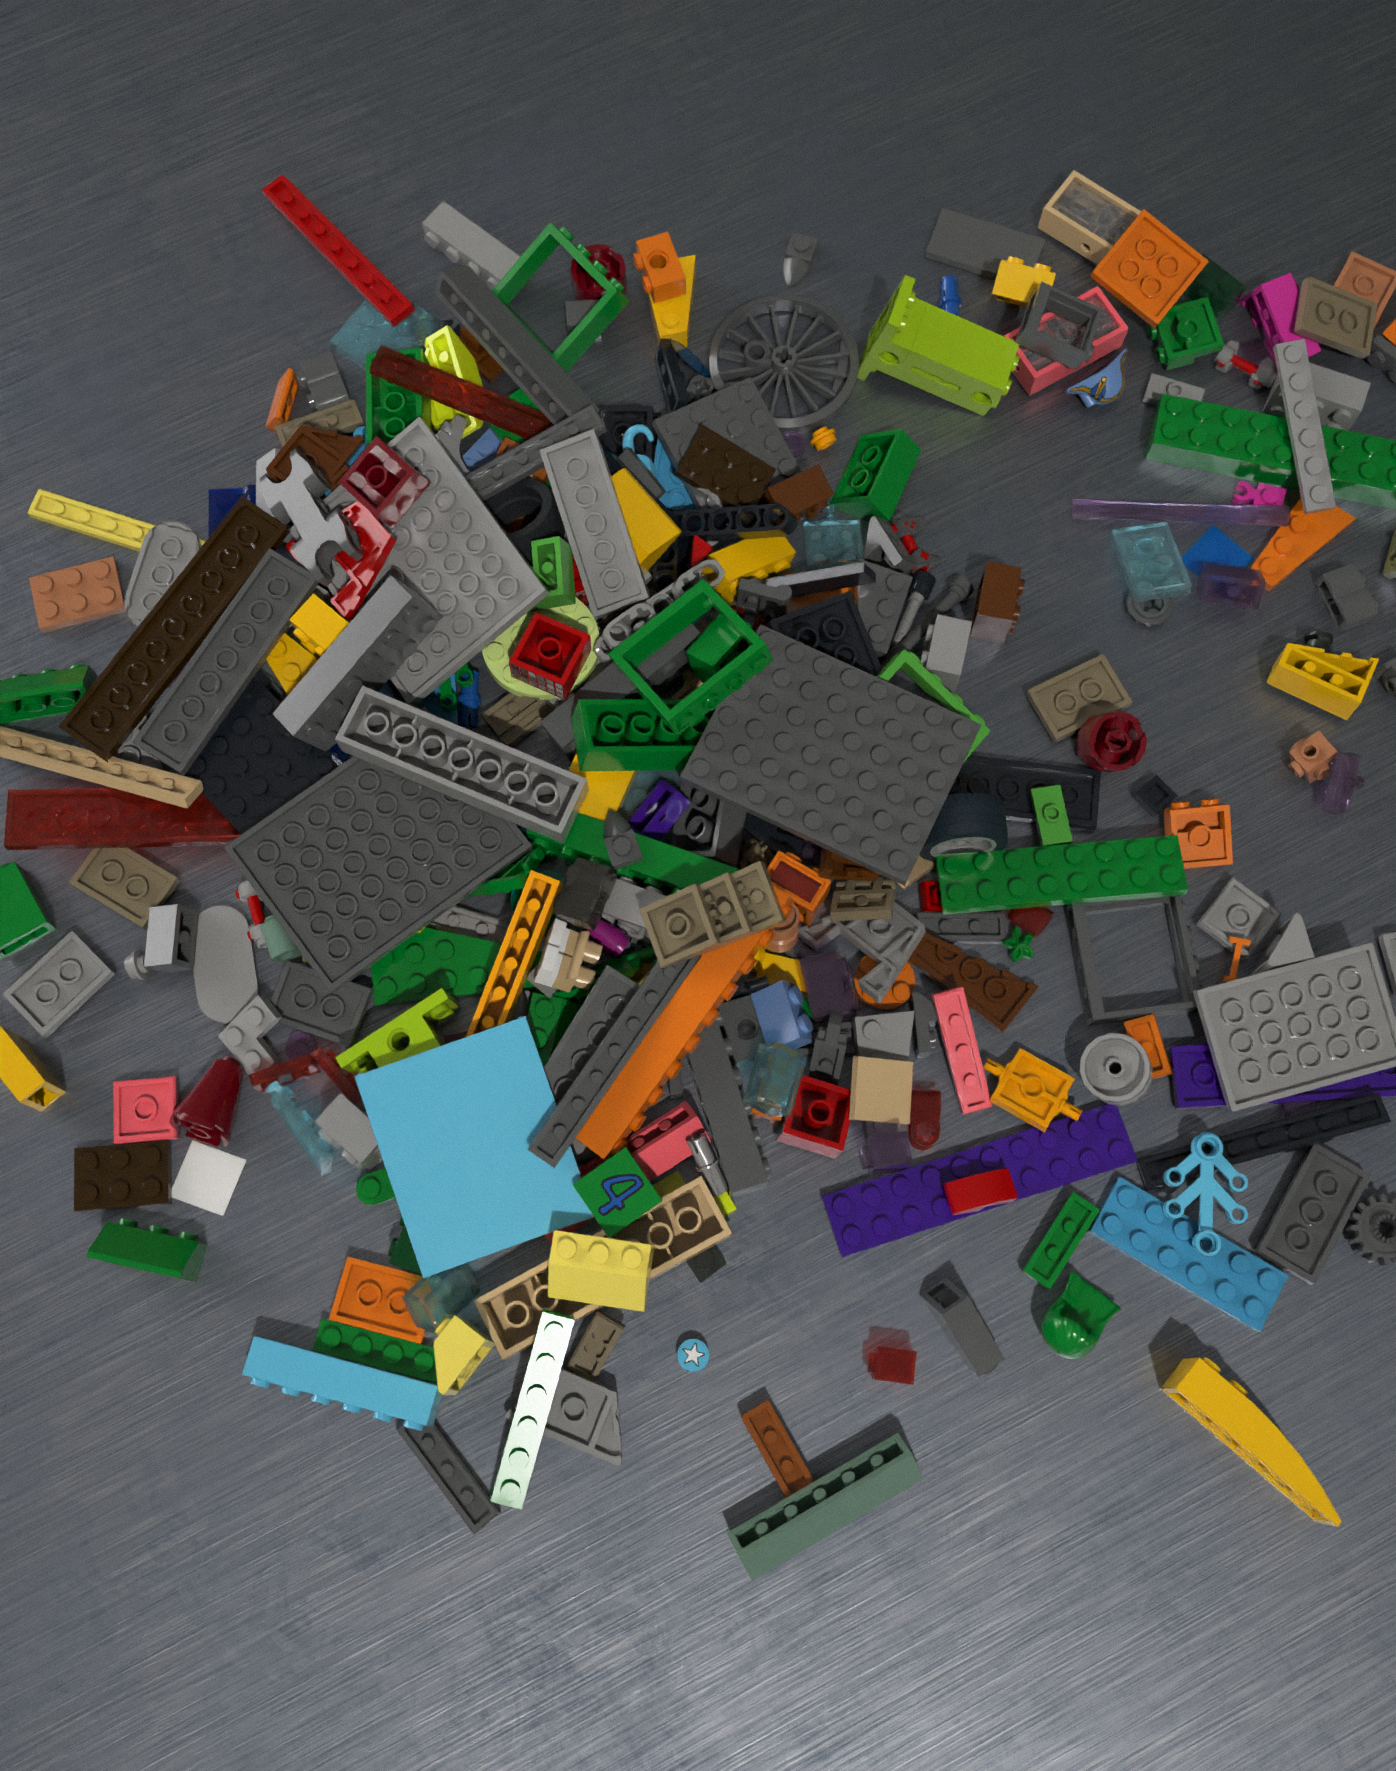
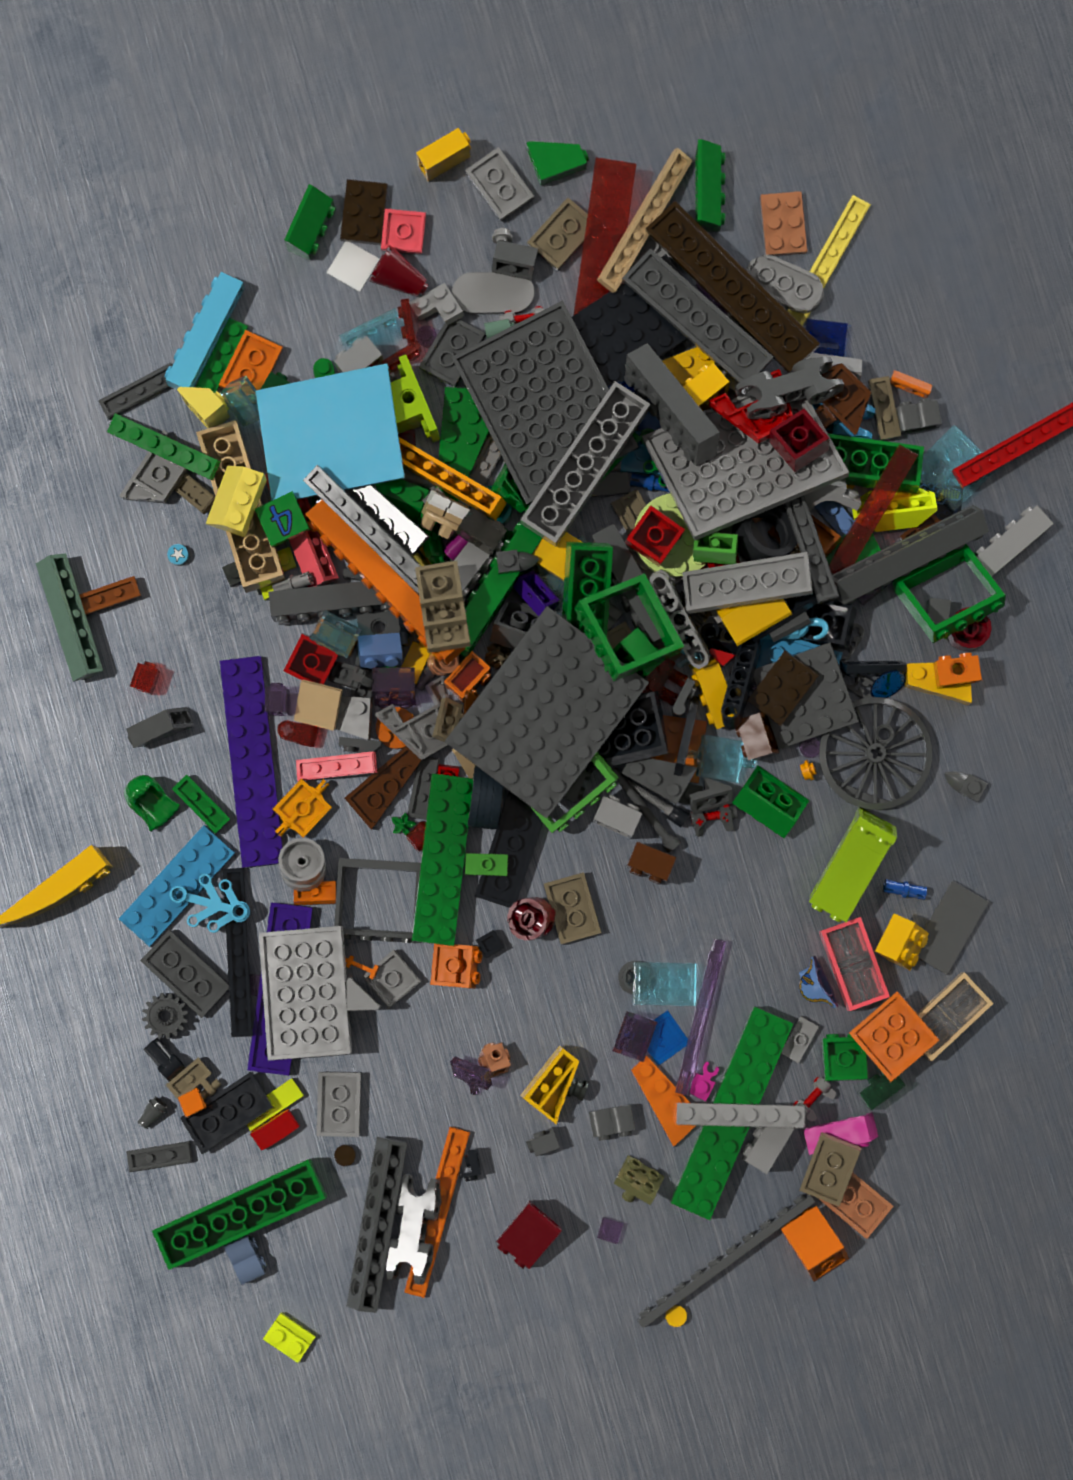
camera: 100 degrees right, 10 degrees up
(980, 1190) = (240, 755): red slope -> none
(1068, 307) = (862, 934): dark grey window -> none

